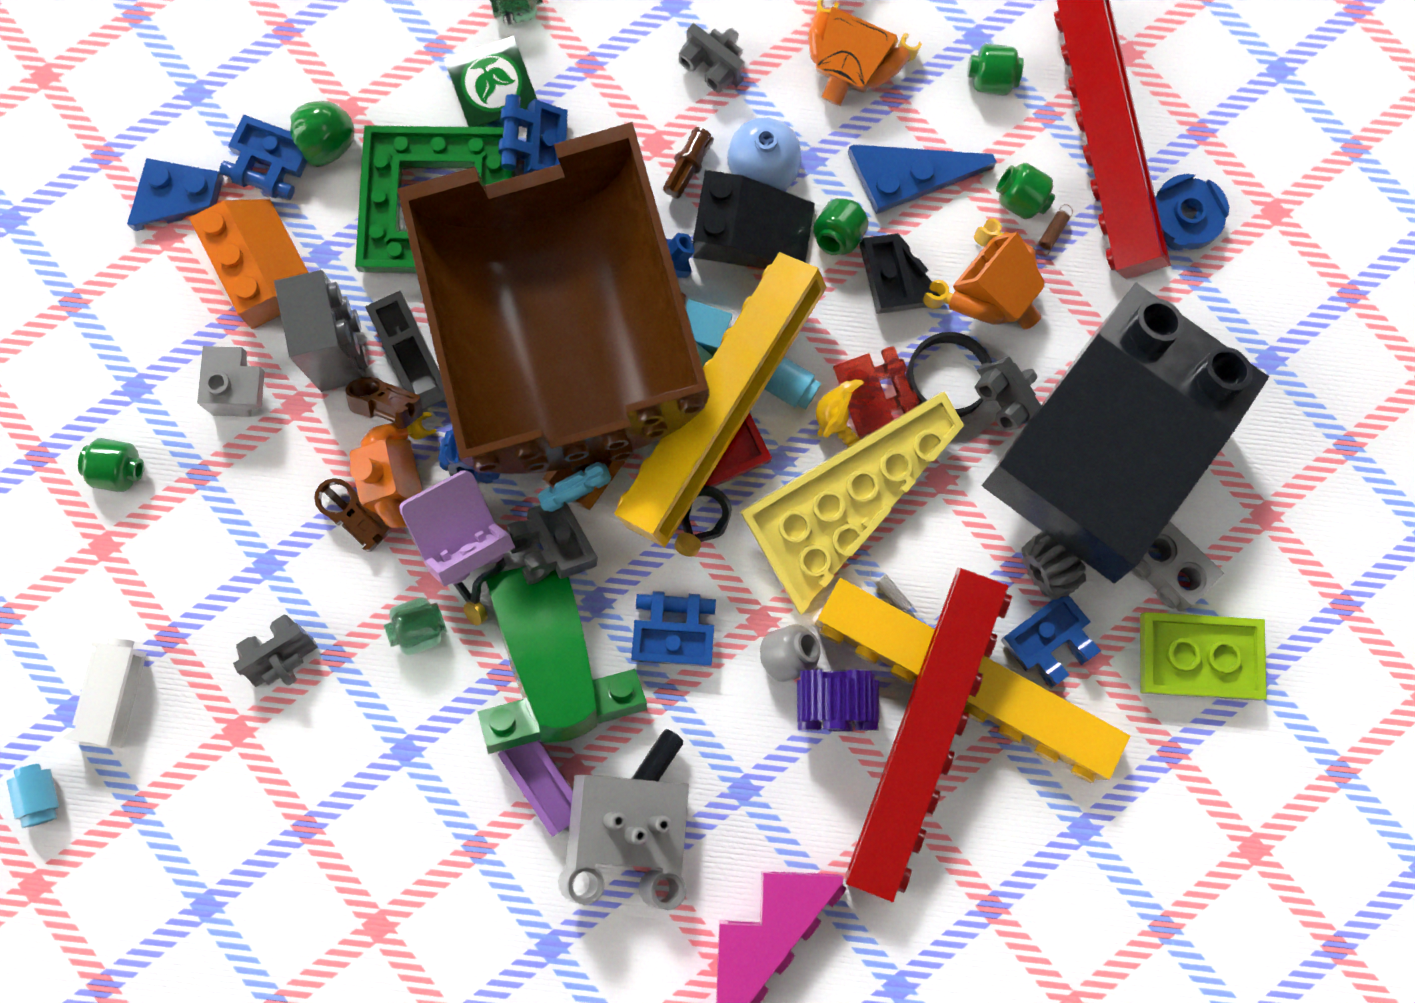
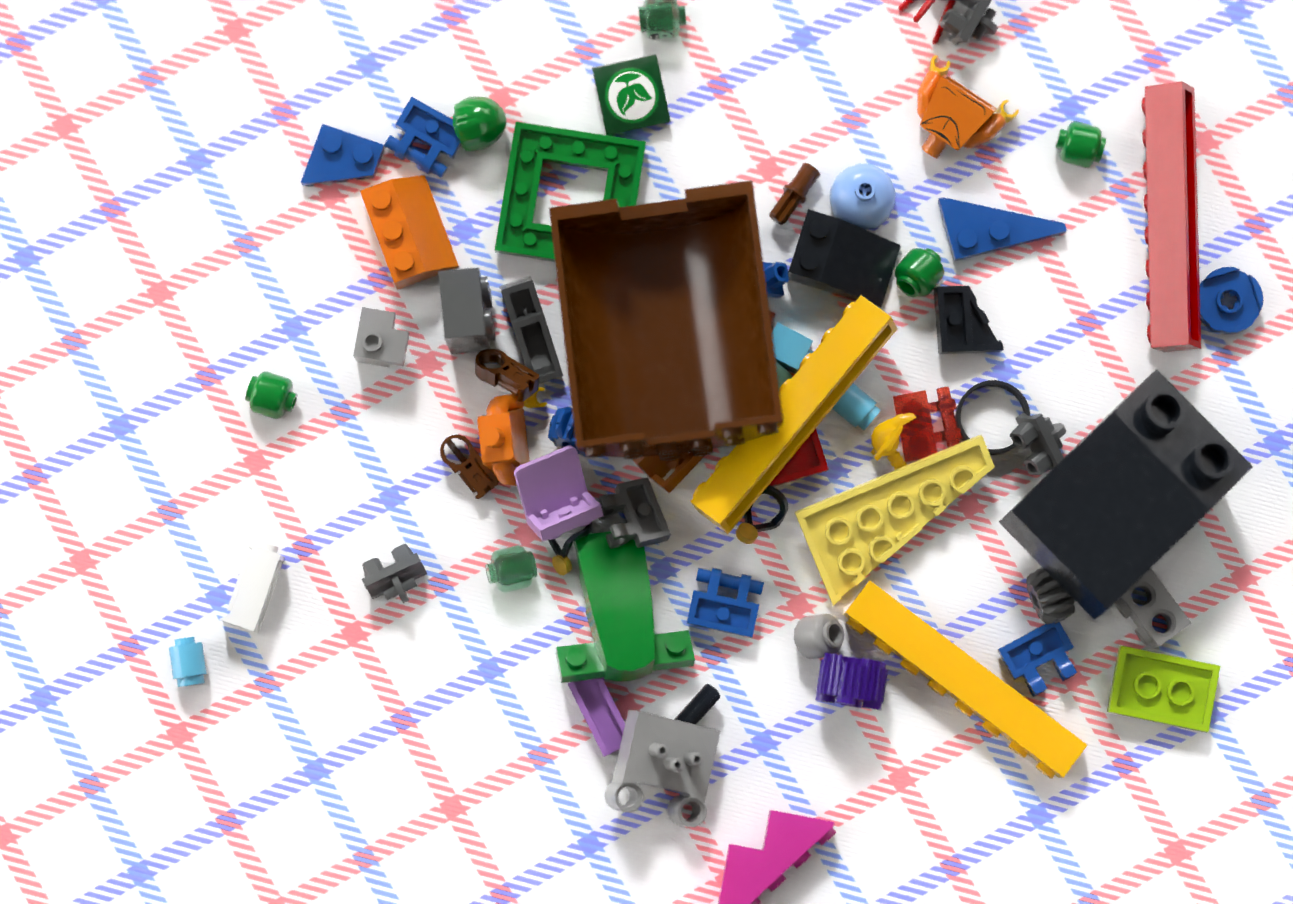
camera: 10 degrees right, 5 degrees up
(544, 126) = (671, 158): blue plate -> none
(574, 487) = (659, 472): medium azure axle -> none
(716, 51) = (840, 109): dark grey hips -> none
(892, 593) = (913, 598): white piece -> none
(926, 733) = (920, 717): red brick -> none
(997, 283) = (1047, 343): orange torso -> none
(1025, 190) = (1087, 262): green head -> none
(1054, 230) = (1107, 299): nougat piece -> none

